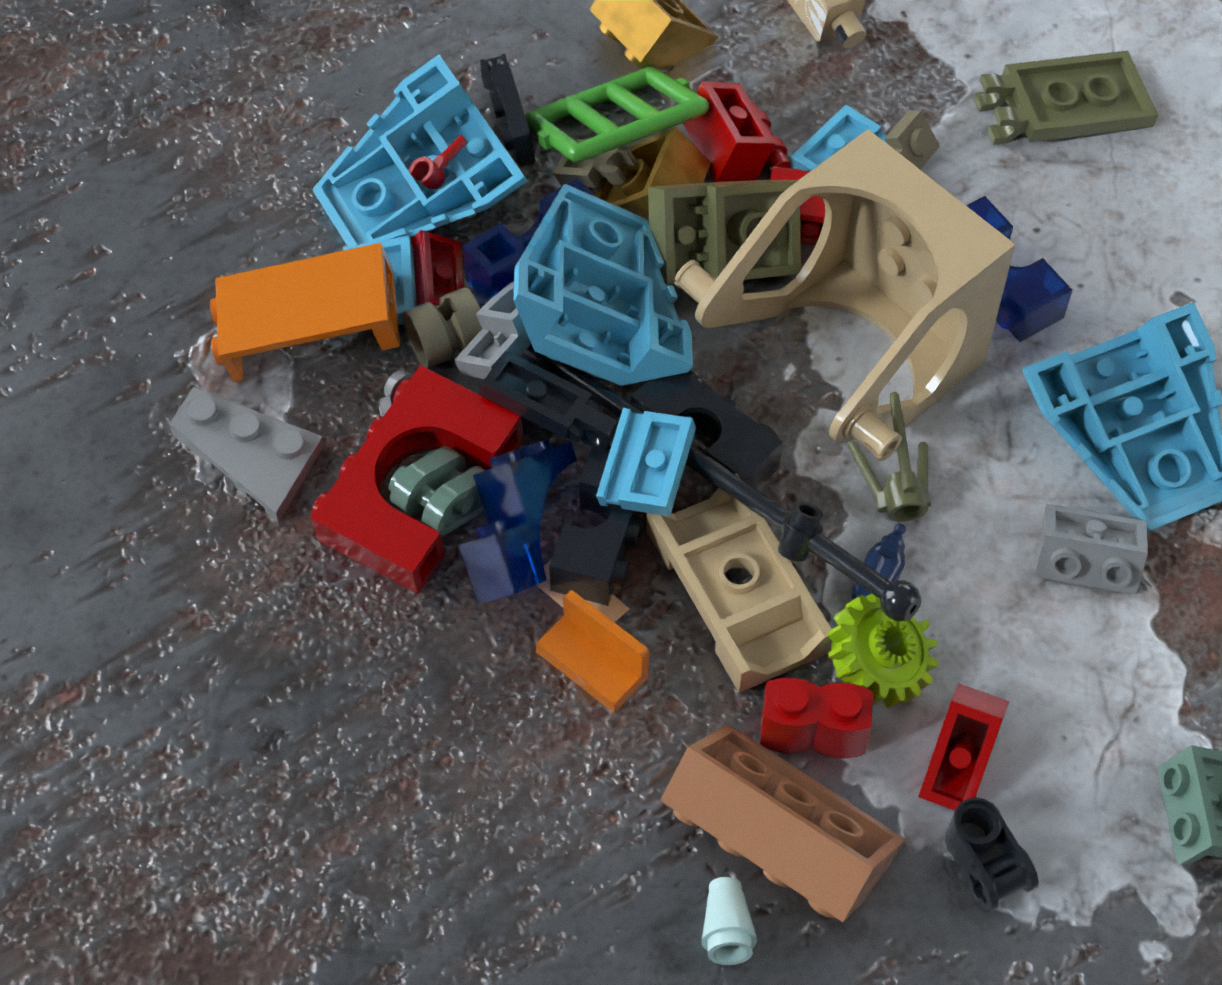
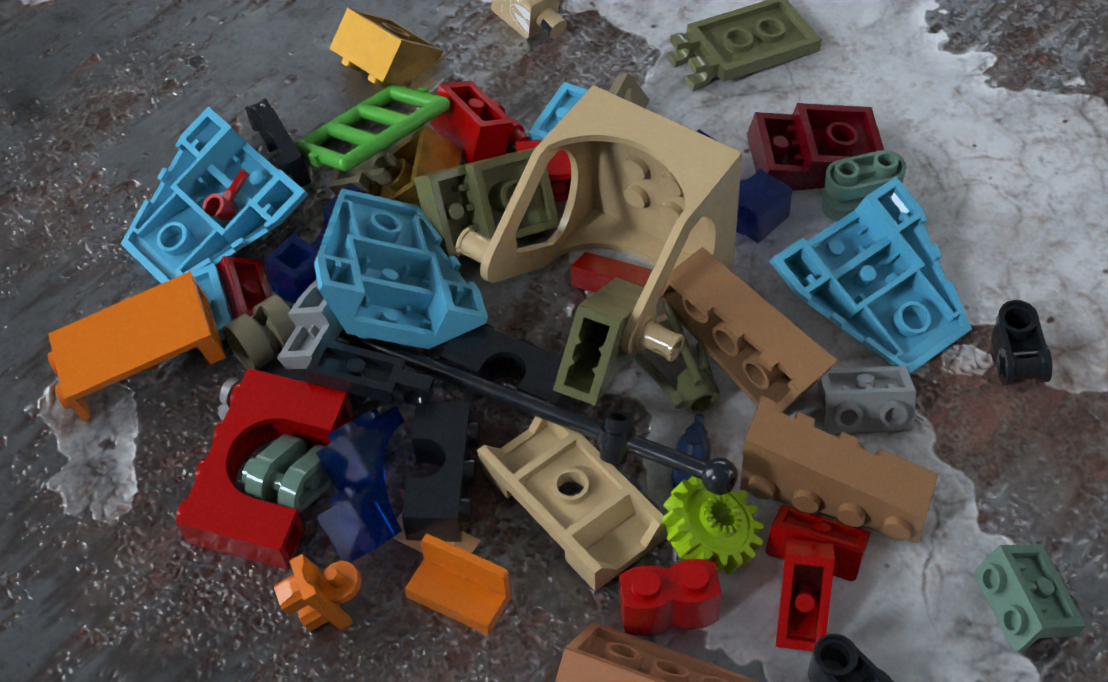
camera: 10 degrees left, 5 degrees down
(251, 448) = (114, 476): light grey wing -> none
(444, 627) = (318, 593): none -> orange hips
(646, 462) = (467, 407): medium azure plate -> none
(801, 420) = (594, 341): none -> olive slope
(840, 344) = (595, 271): none -> red slope
(972, 446) = (744, 332): none -> medium nougat wedge
(1026, 700) = (848, 541): none -> red slope
(1031, 626) = (834, 475): none -> medium nougat wedge
(1117, 242) = (804, 143): none -> dark red slope
(1151, 291) = (855, 177): none -> sand green brick

